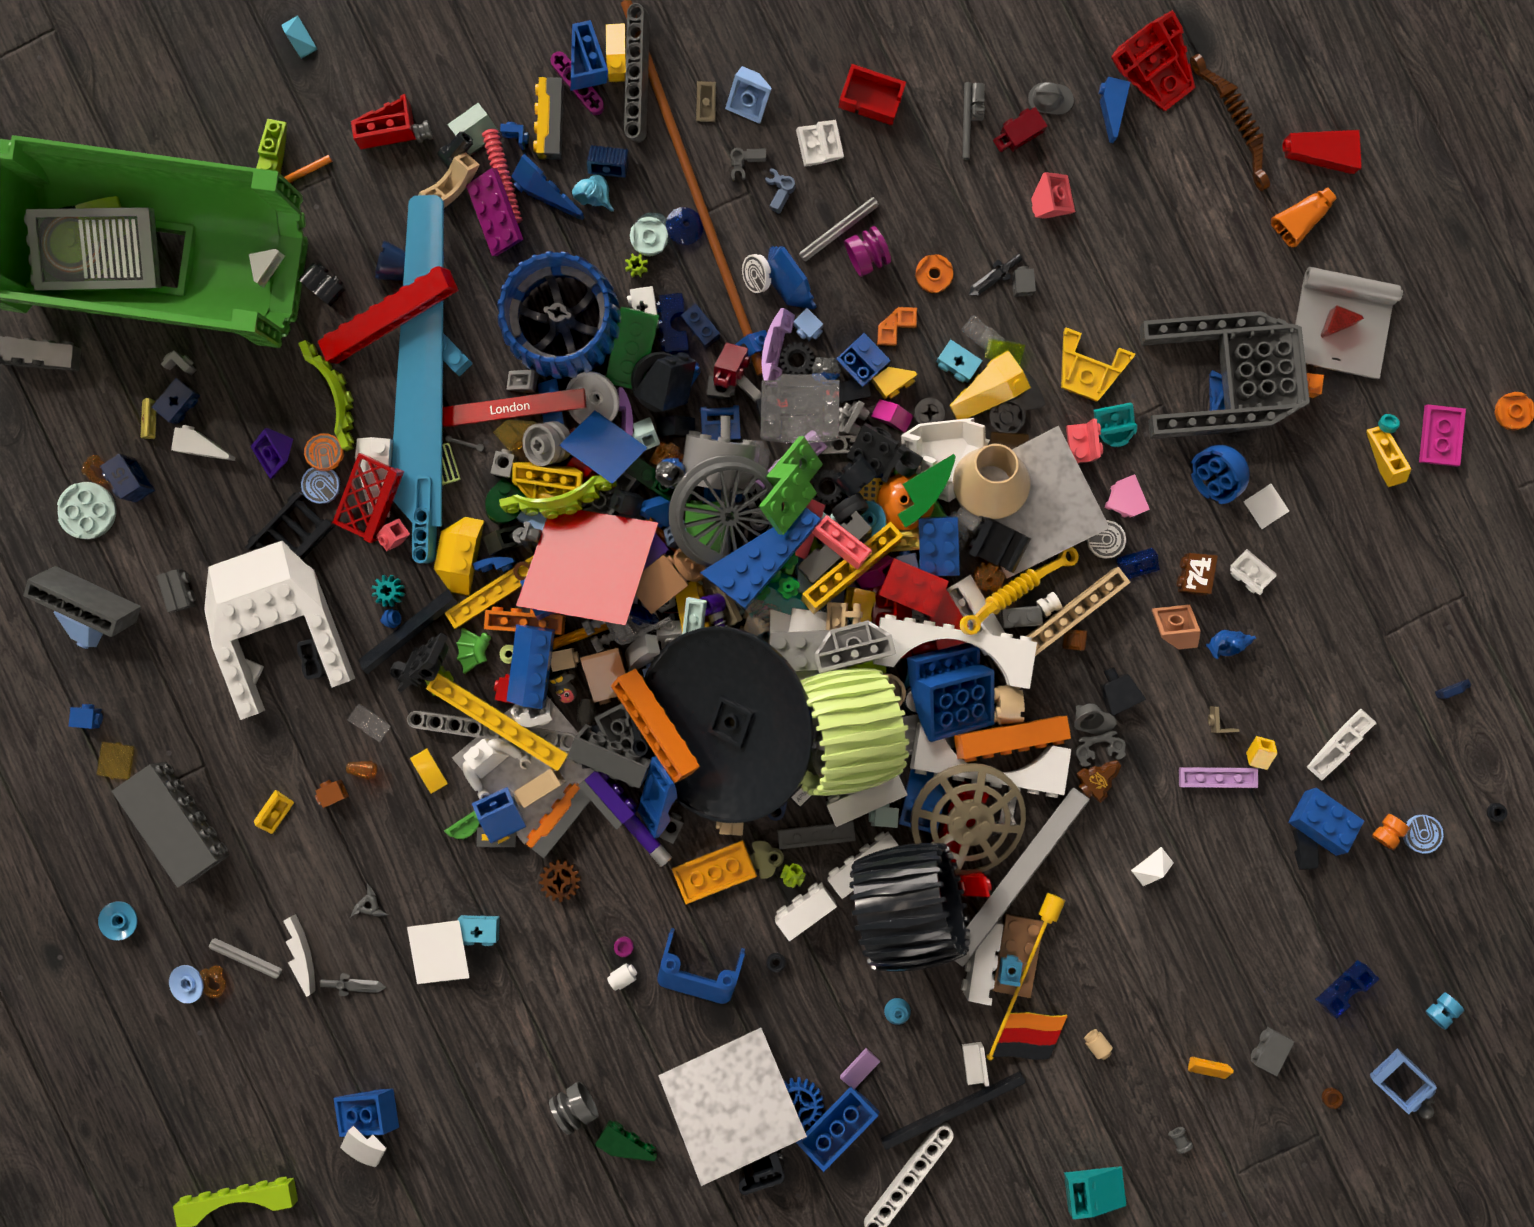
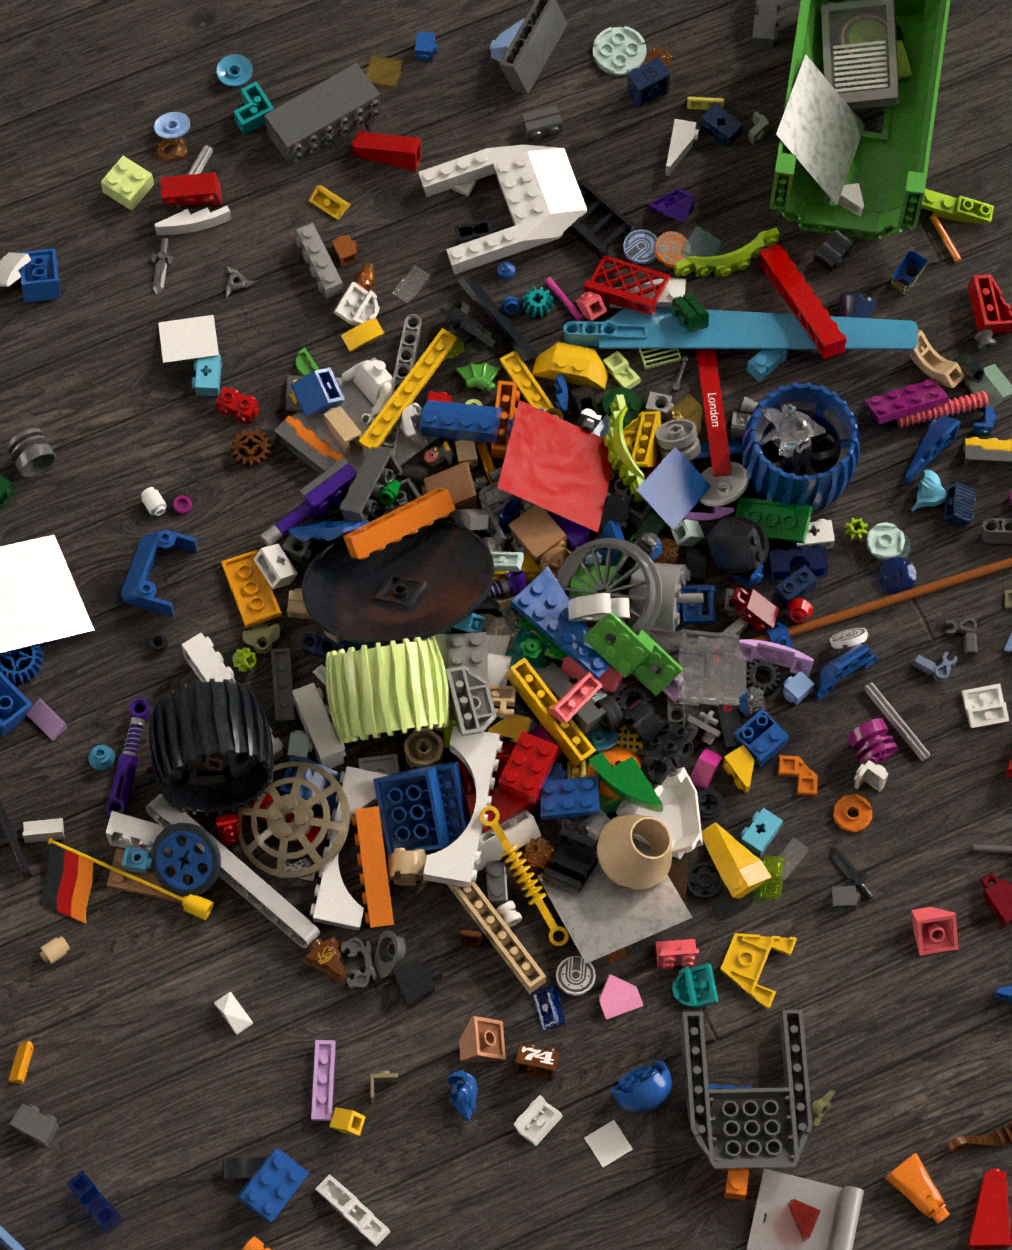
camera: 90 degrees right, 20 degrees down
(165, 893) = (256, 106): none -> teal brick
(192, 288) = (820, 129): none -> flat silver sticker
(212, 752) = (388, 149): none -> red slope
(256, 1027) = (127, 183): none -> yellowish green brick
(266, 960) = (191, 190): none -> red wedge
(318, 422) = (701, 244): none -> clear light blue piece
(335, 196) = (911, 258): none -> blue piece
(341, 821) = (319, 261): none -> light grey brick
(351, 624) = (506, 270): none -> blue plate
(383, 563) = (563, 298): none -> dark pink bar
(395, 777) = (357, 305): none -> white slope
(403, 431) = (690, 313): none -> dark green brick
(464, 503) = (620, 370): none -> yellowish green slope
(501, 372) = (748, 405): none -> light grey pin
(514, 891) = (237, 405): none -> red brick
(552, 320) = (790, 427): none -> clear piece
(618, 737) = (389, 493): none -> green cone
(687, 857) = (275, 566): none -> white brick
(727, 322) = (799, 610): none -> red cone
(753, 519) = (596, 606): none -> white connector
(899, 259) = (872, 774): none -> white bracket
(904, 985) = (128, 759): none -> dark purple piece
(1031, 930) = (160, 862): none -> wedge
(1237, 305) = (820, 1107): none -> olive plate

